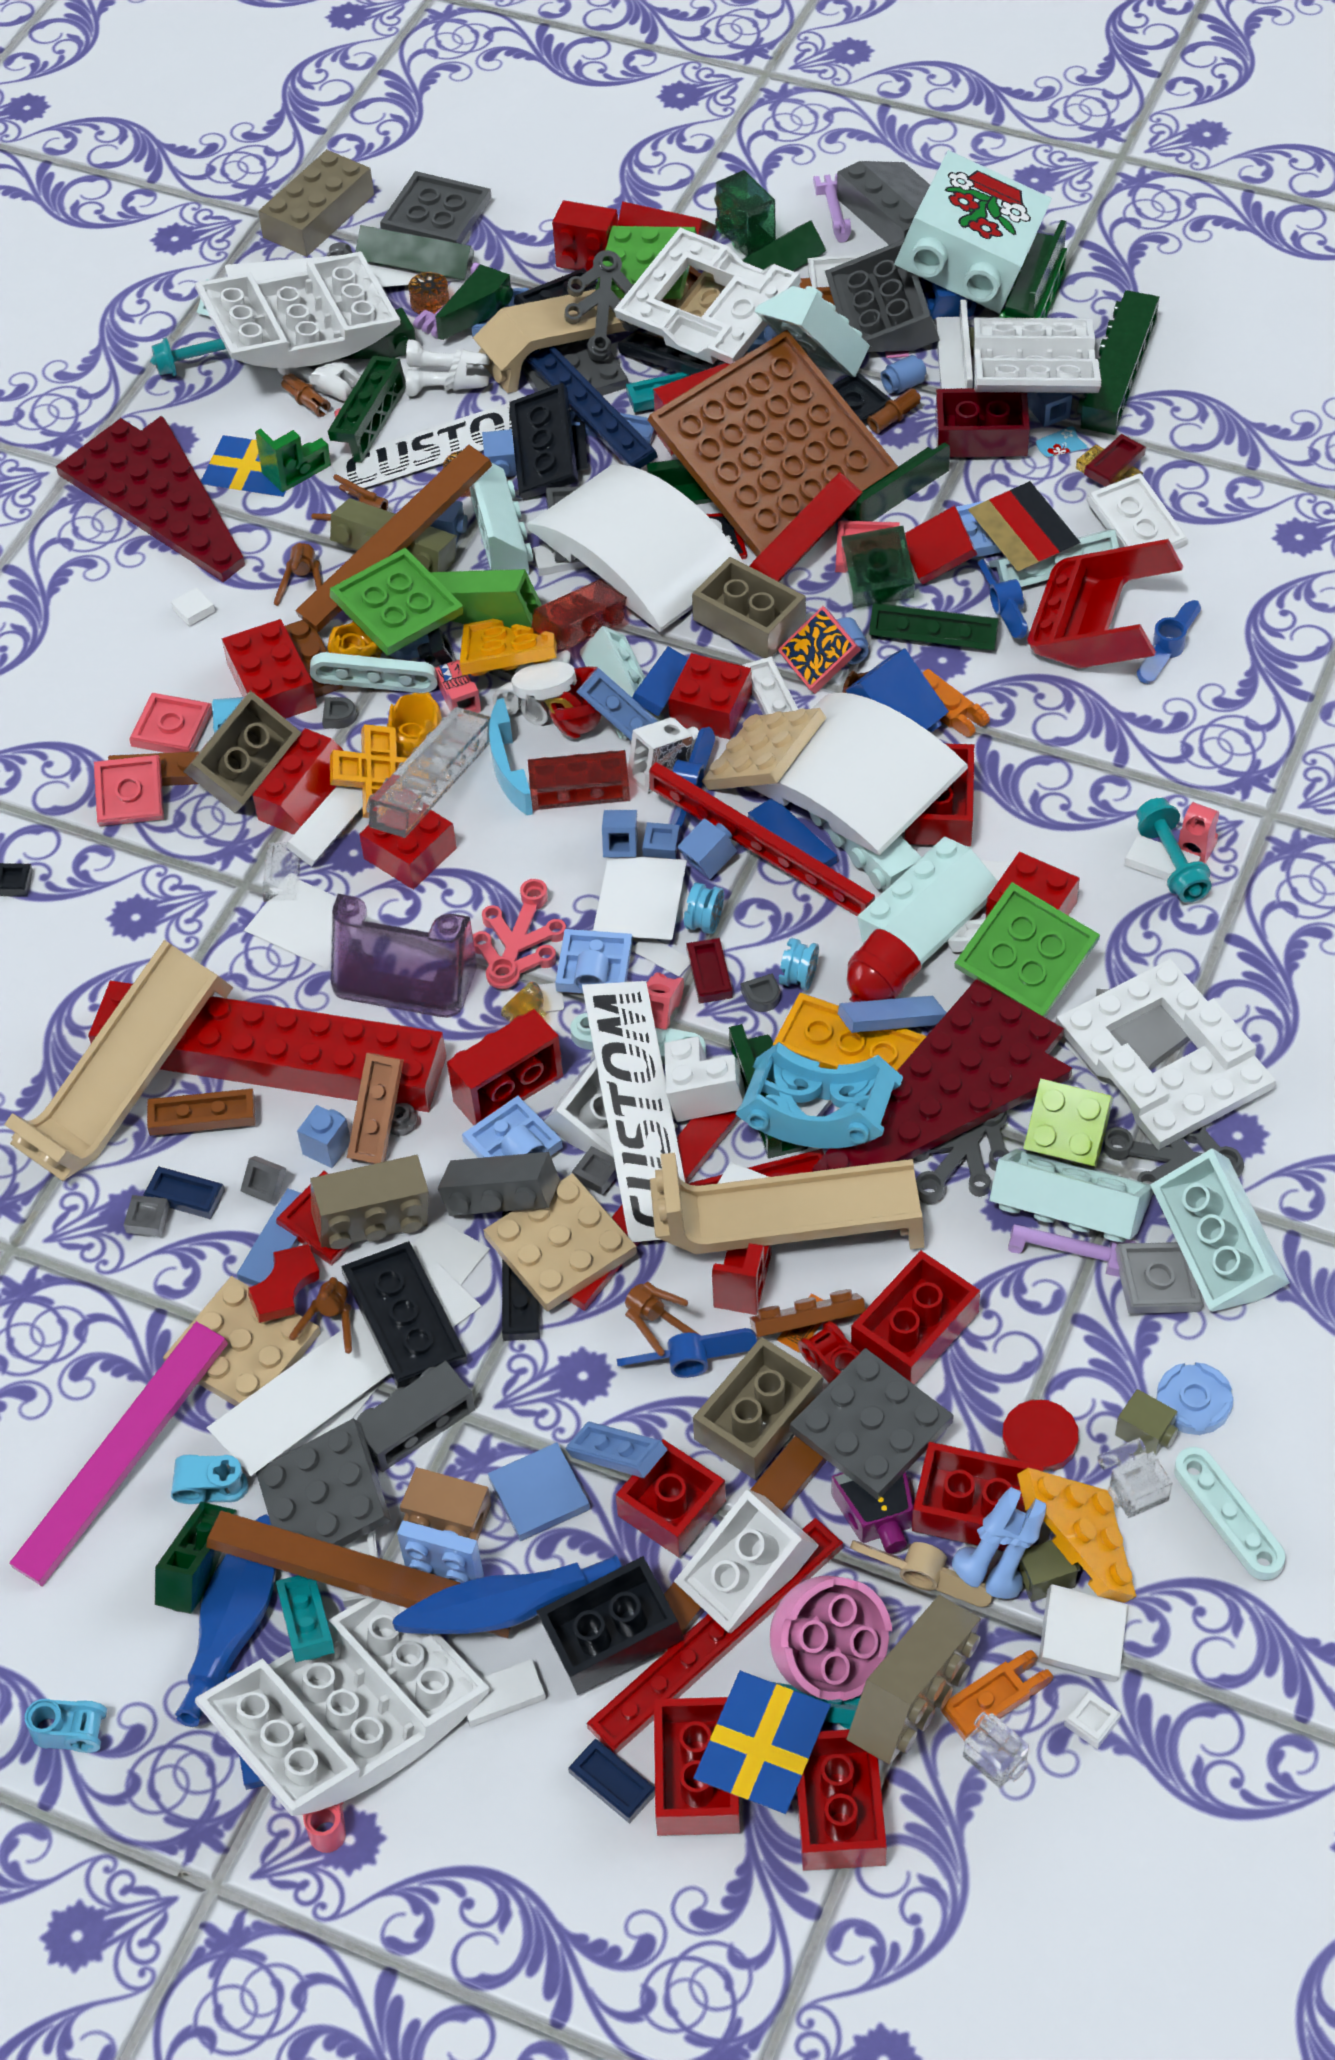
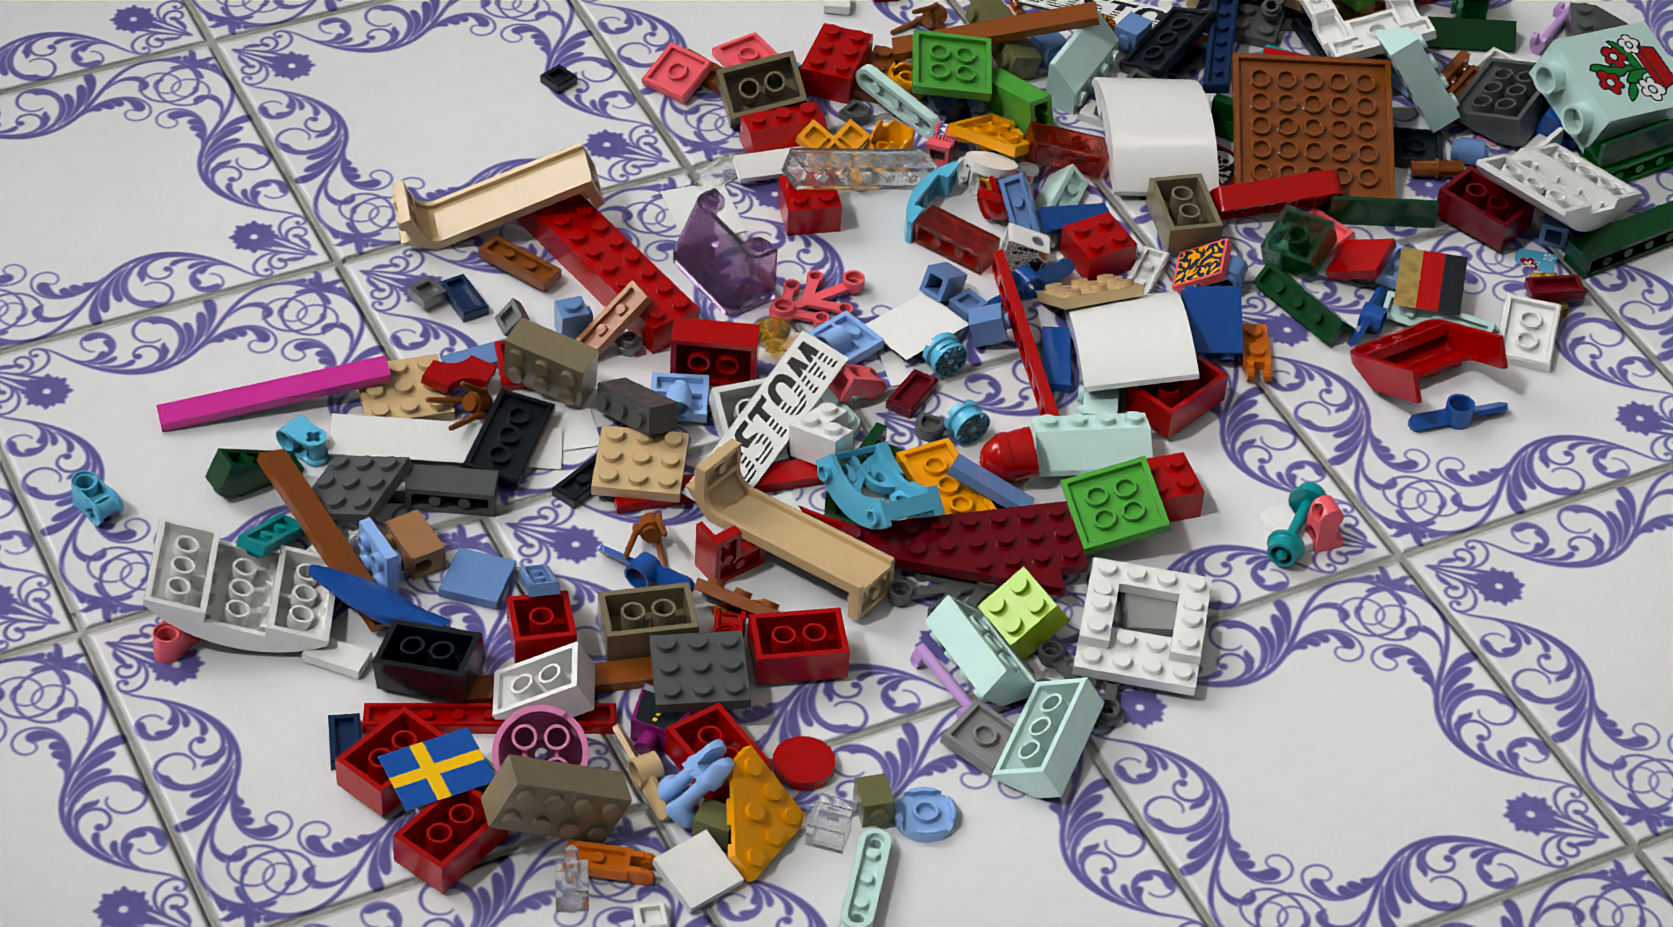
camera: 35 degrees right, 10 degrees down
(227, 1620) = (240, 511): blue animal -> none
(596, 1170) = (705, 443): flat silver plate -> none

